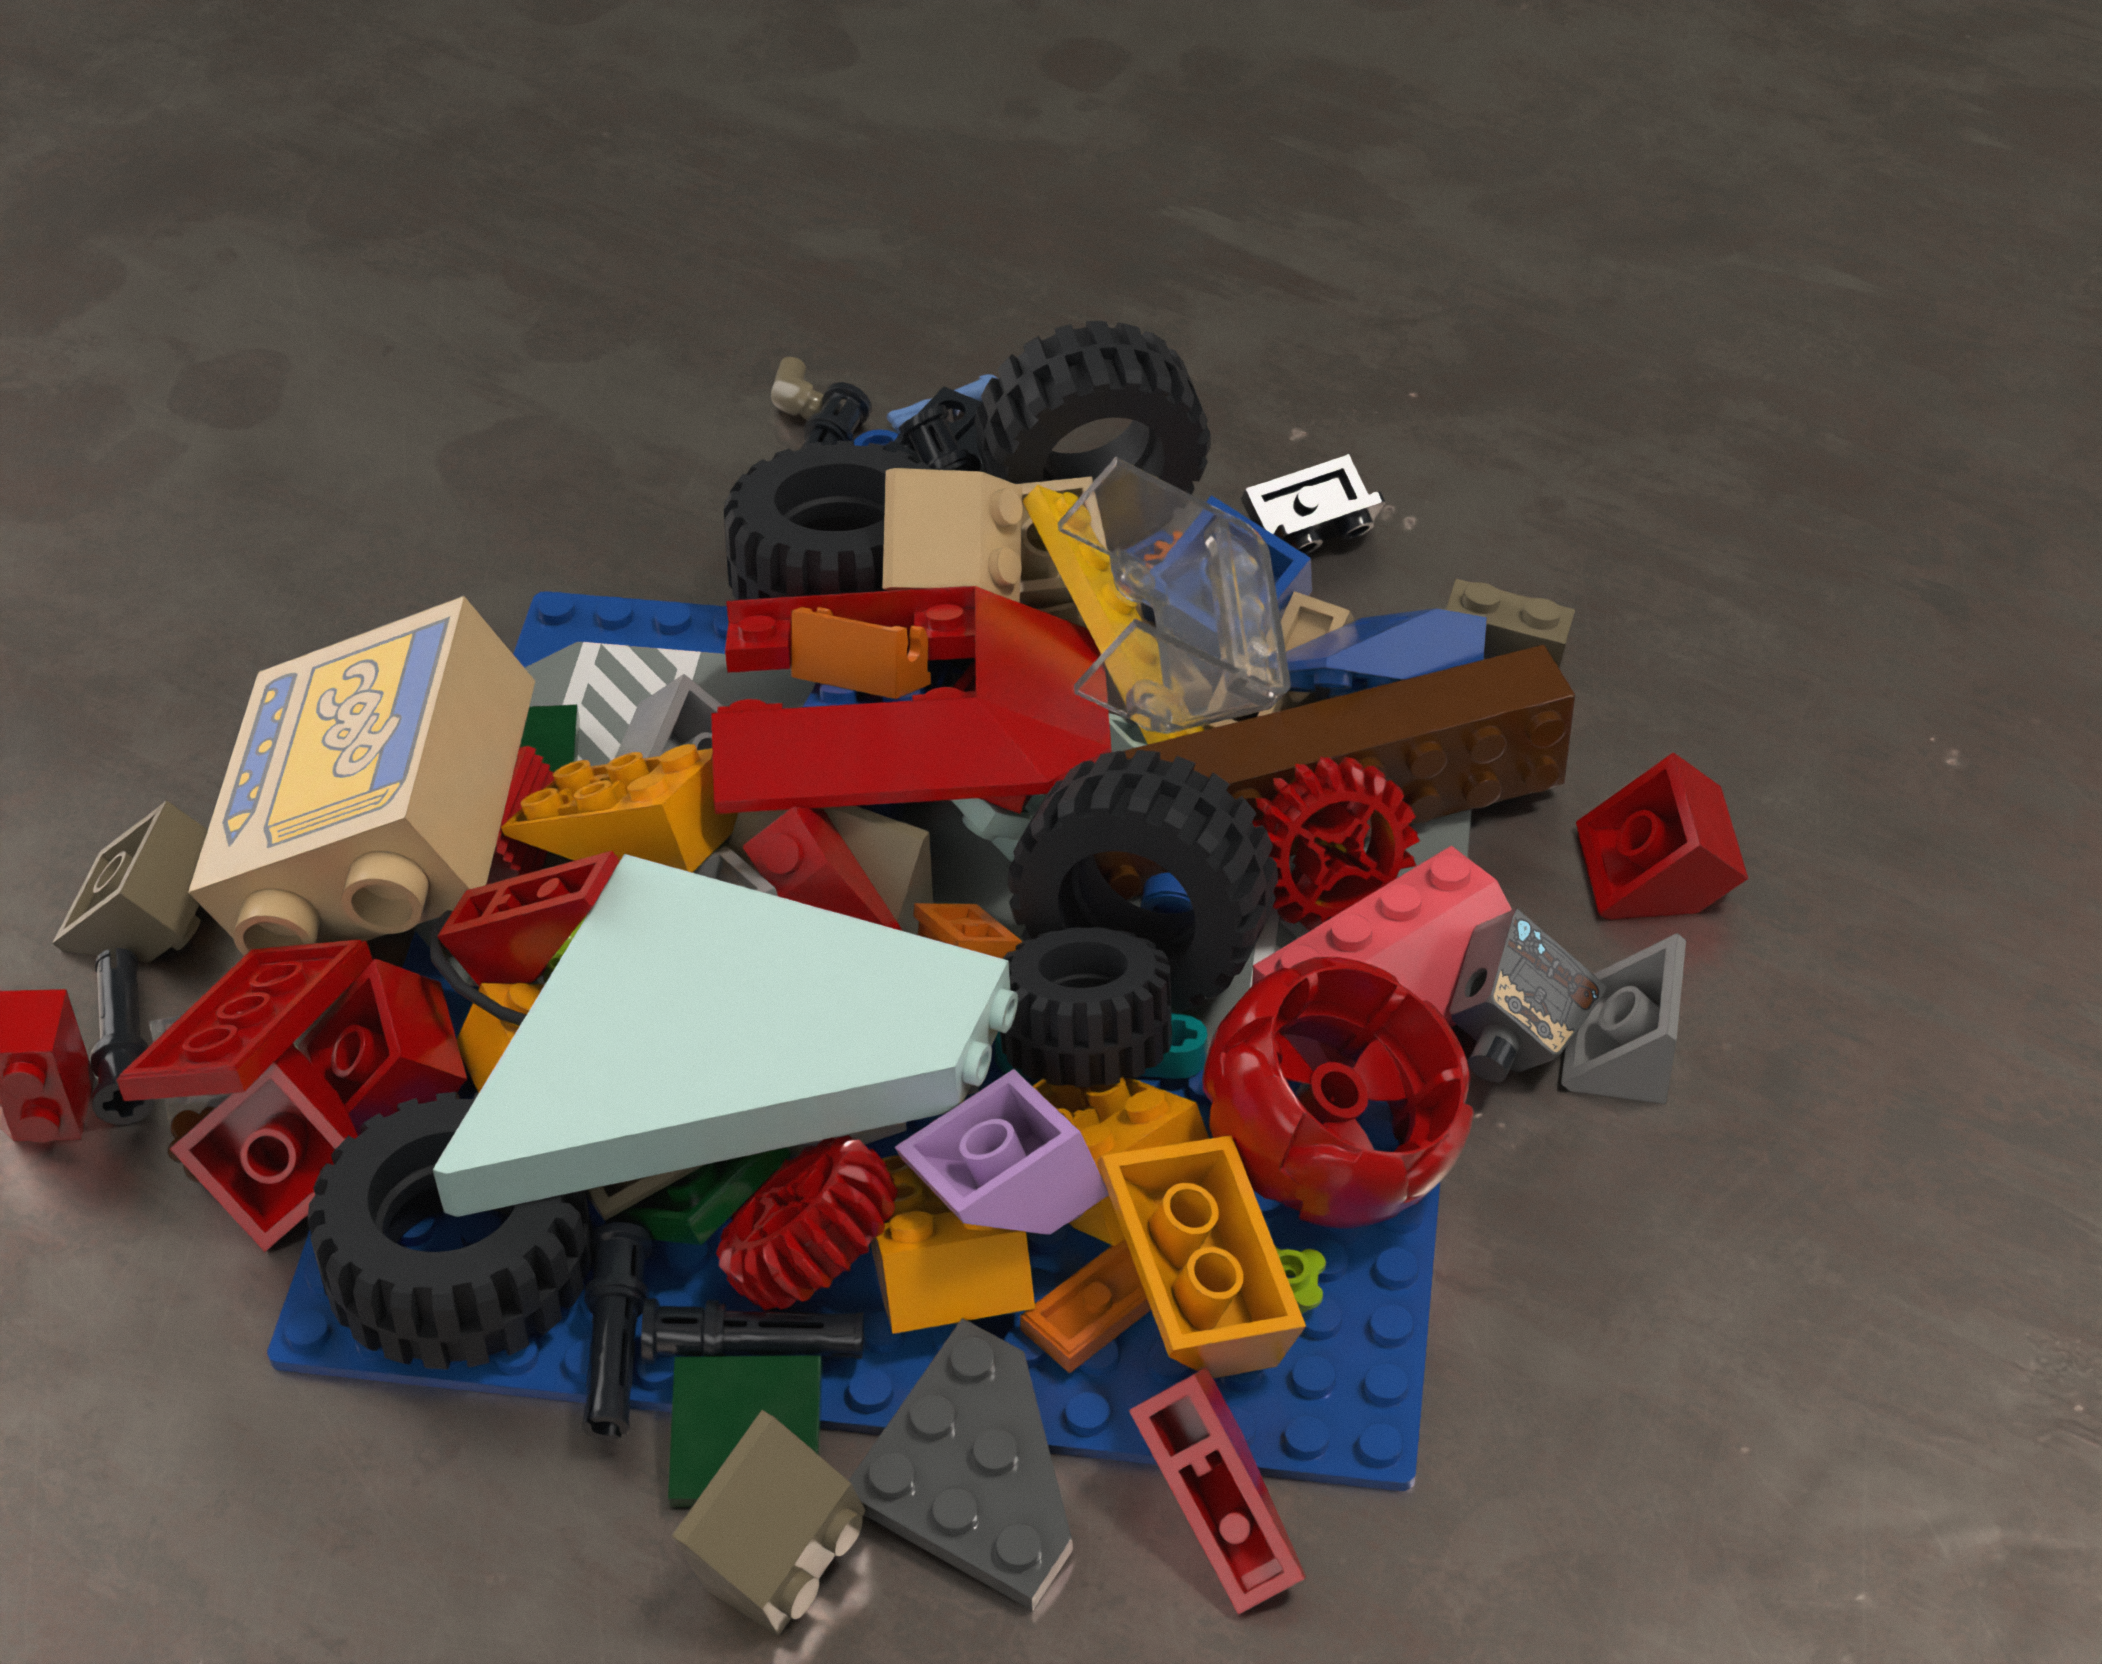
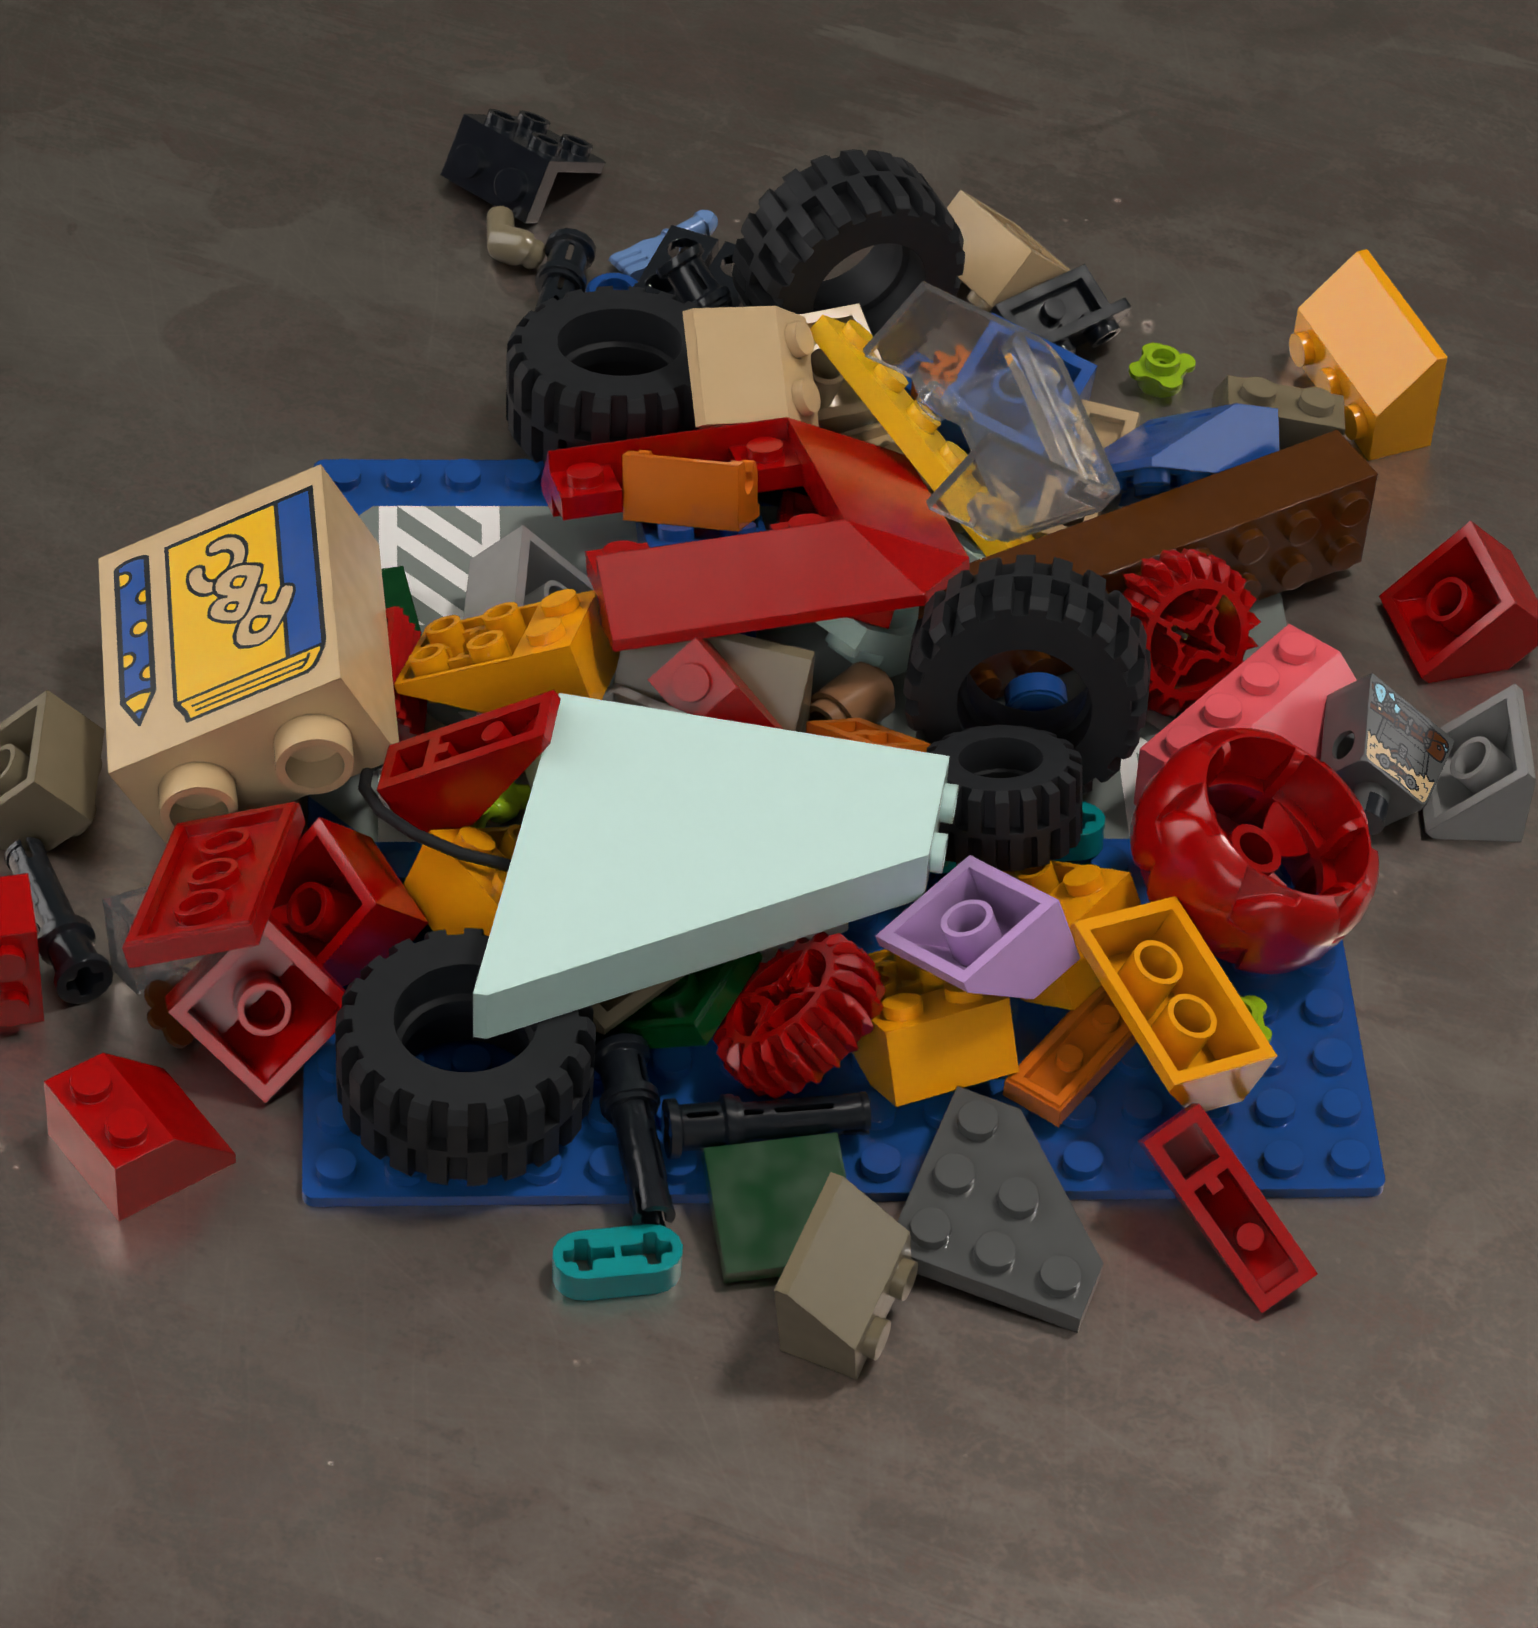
camera: 15 degrees left, 0 degrees up
(117, 1267) = (131, 1132): none -> red slope
(561, 1471) = (617, 1262): none -> teal beam
(814, 309) = (514, 160): none -> black bracket
(978, 881) = (855, 693): none -> medium nougat brick
(1260, 435) = (998, 254): none -> tan slope
(1407, 568) = (1161, 370): none -> lime plate
(1618, 575) = (1373, 350): none -> light orange slope

